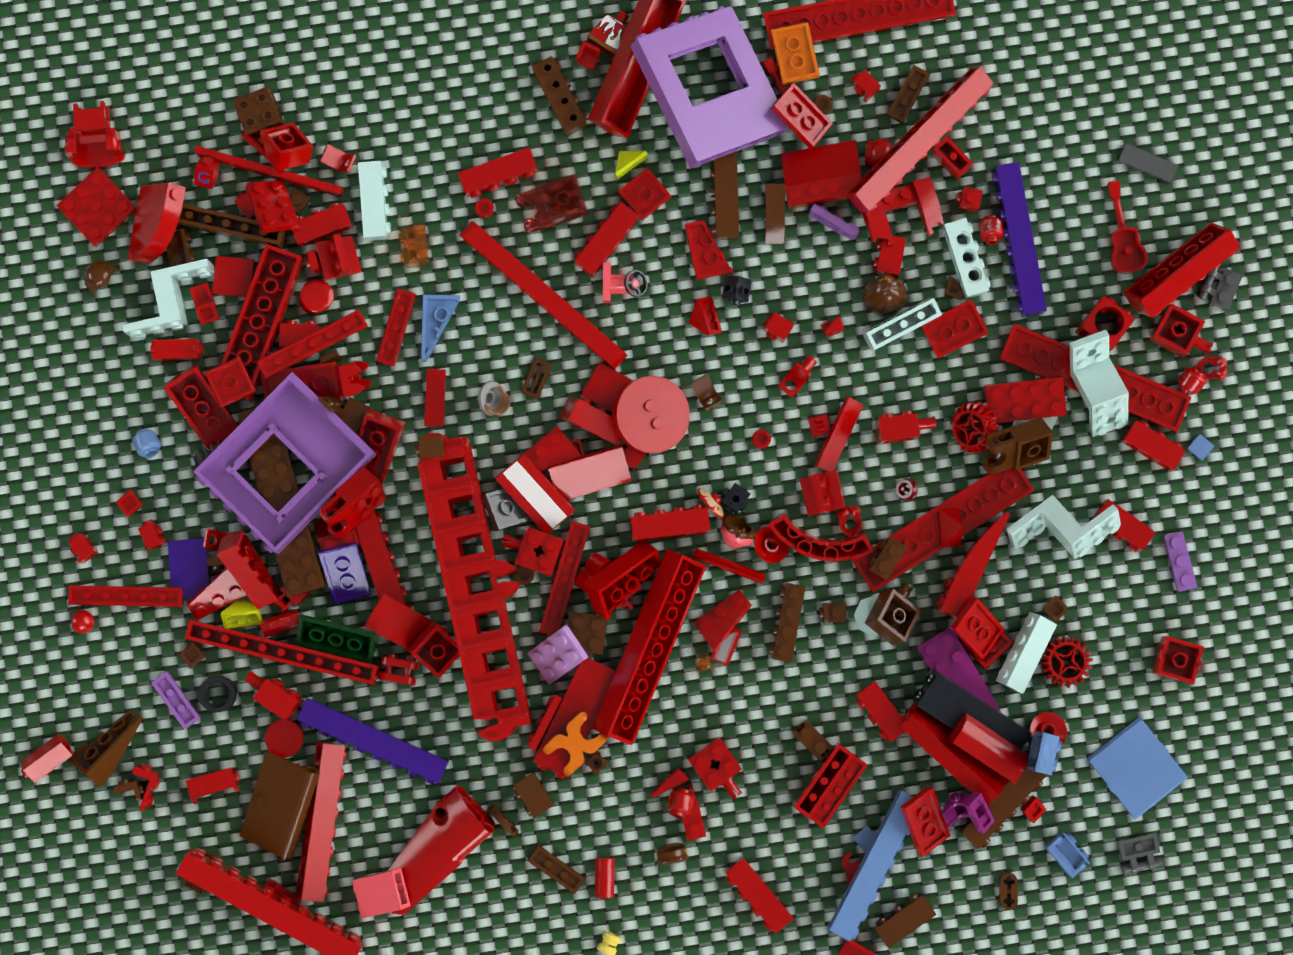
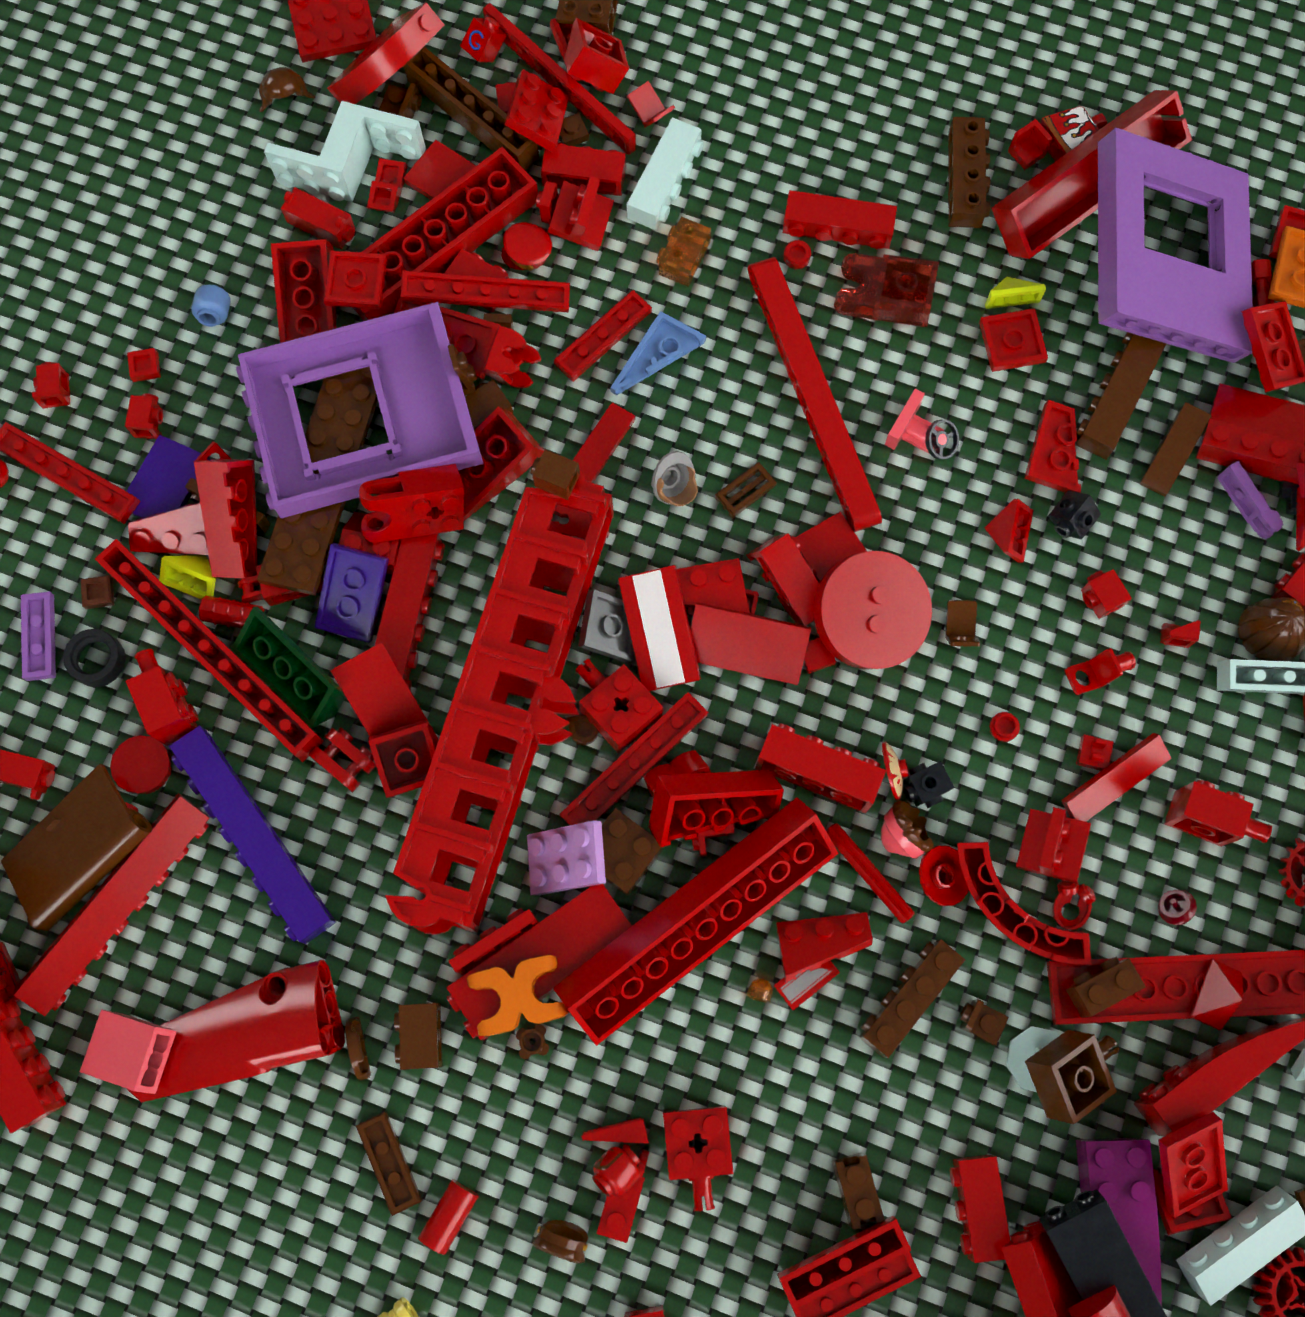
camera: 30 degrees right, 10 degrees down
(606, 240) = (933, 367): red brick -> none

